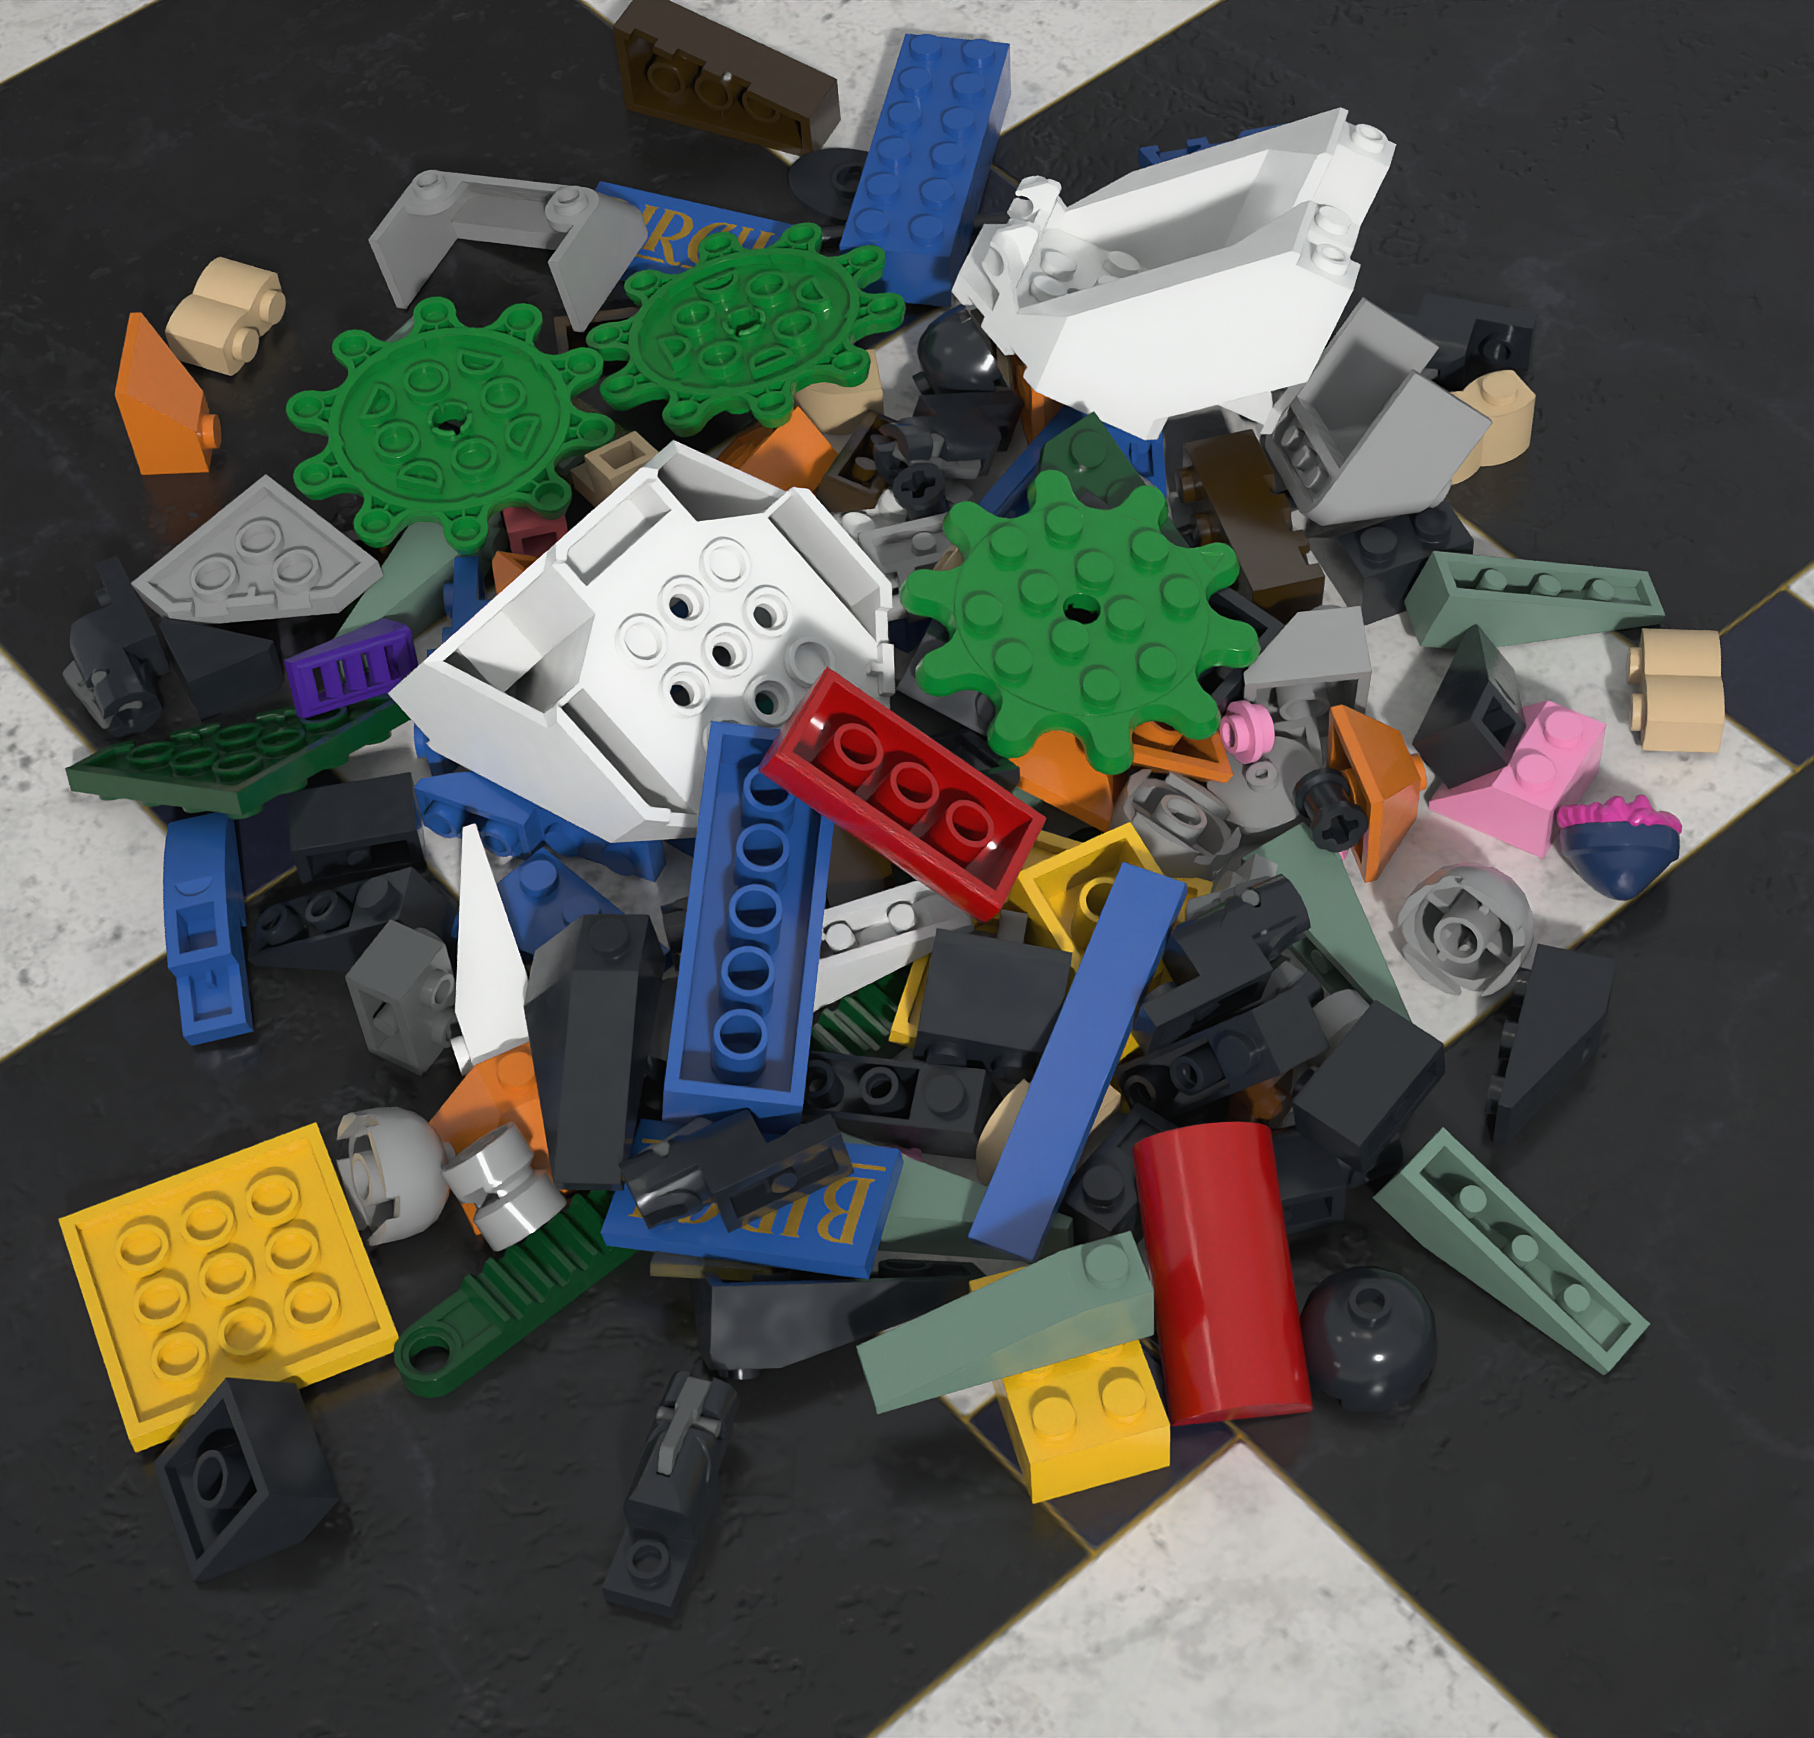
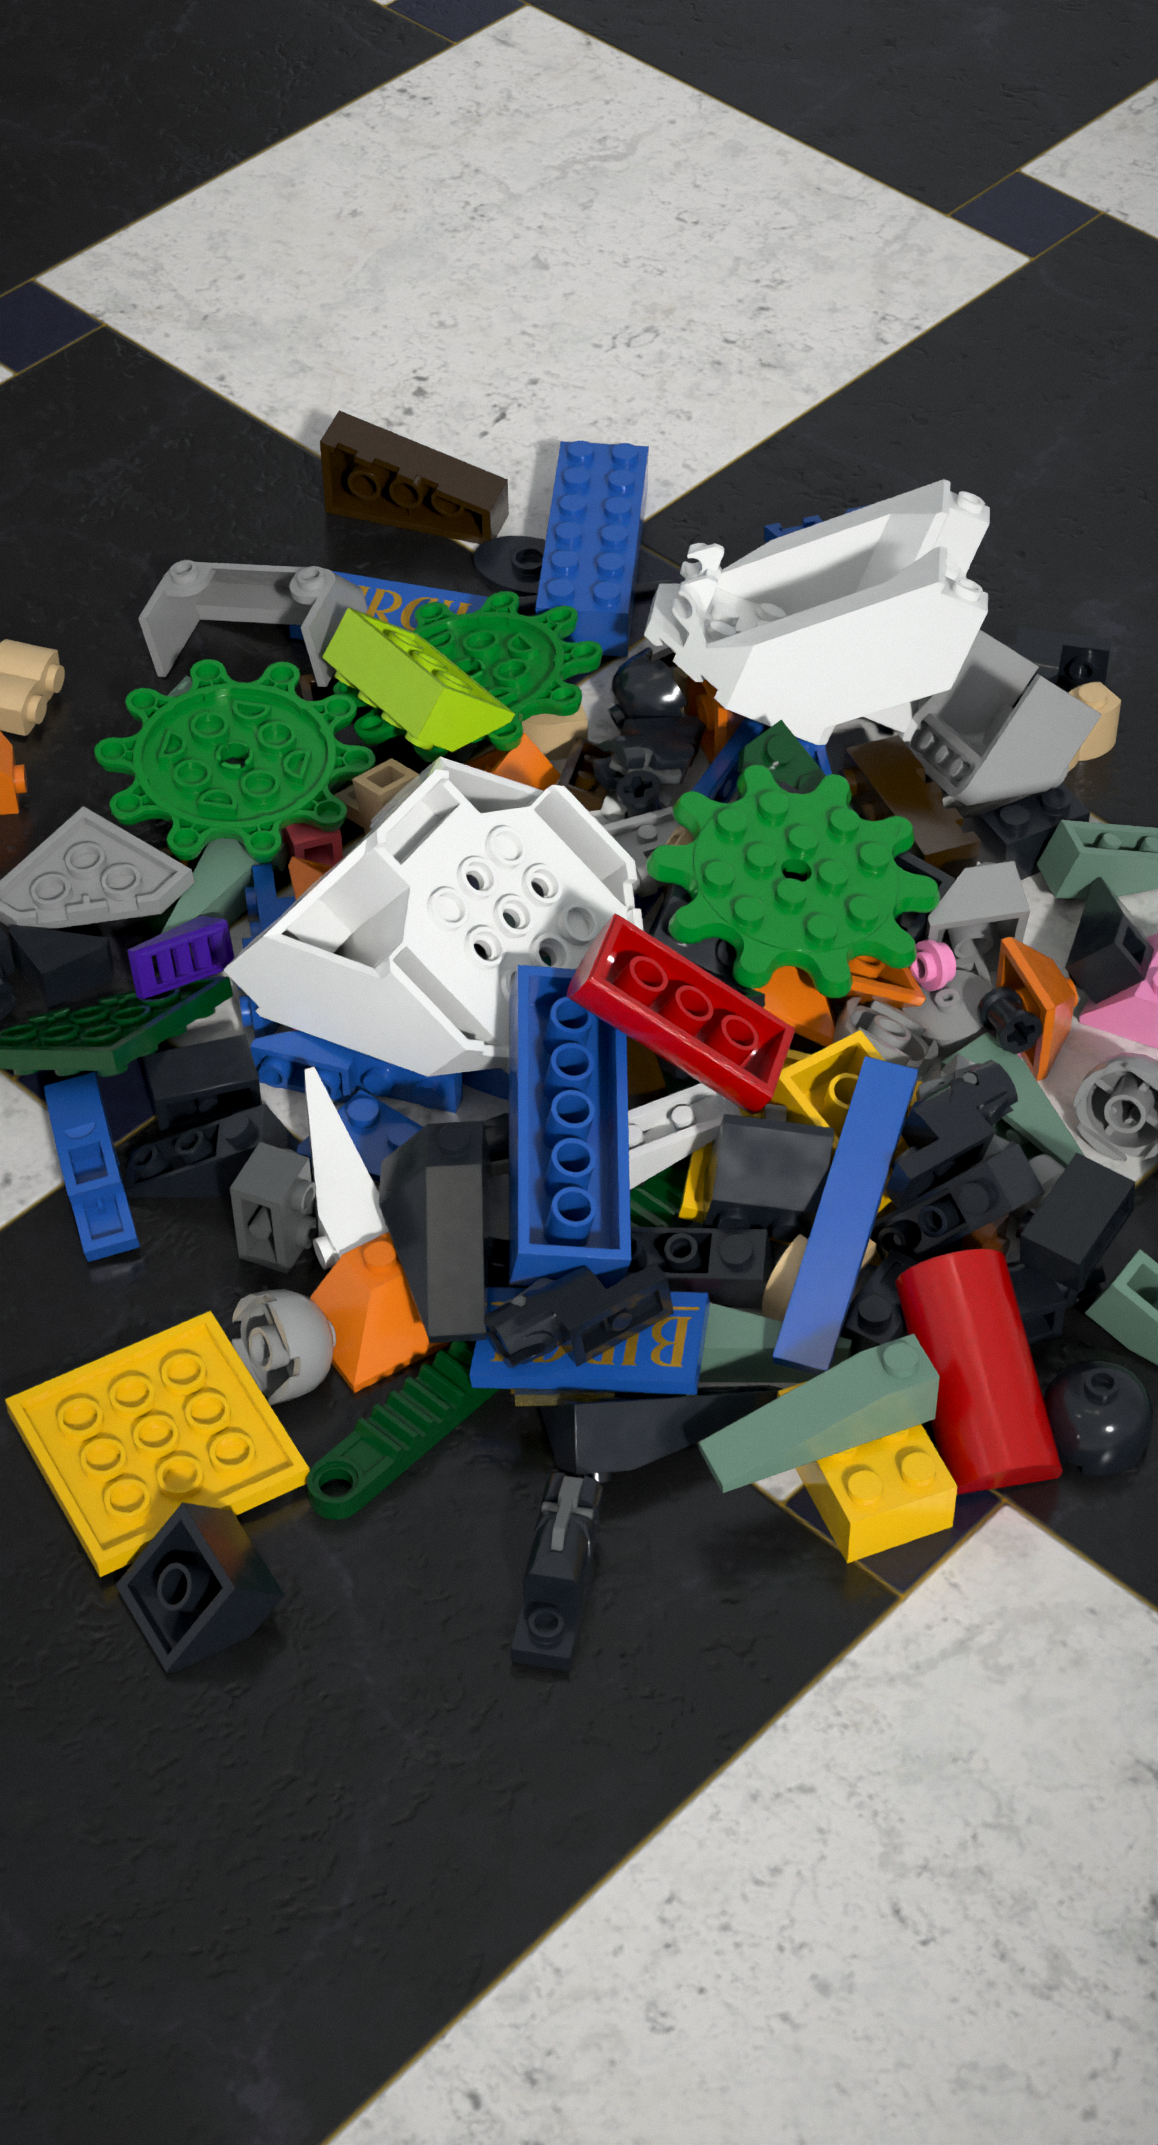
camera: 10 degrees left, 5 degrees down
(503, 1186) = (382, 1346): light grey wheel -> none
(673, 338) = (412, 683): none -> lime slope

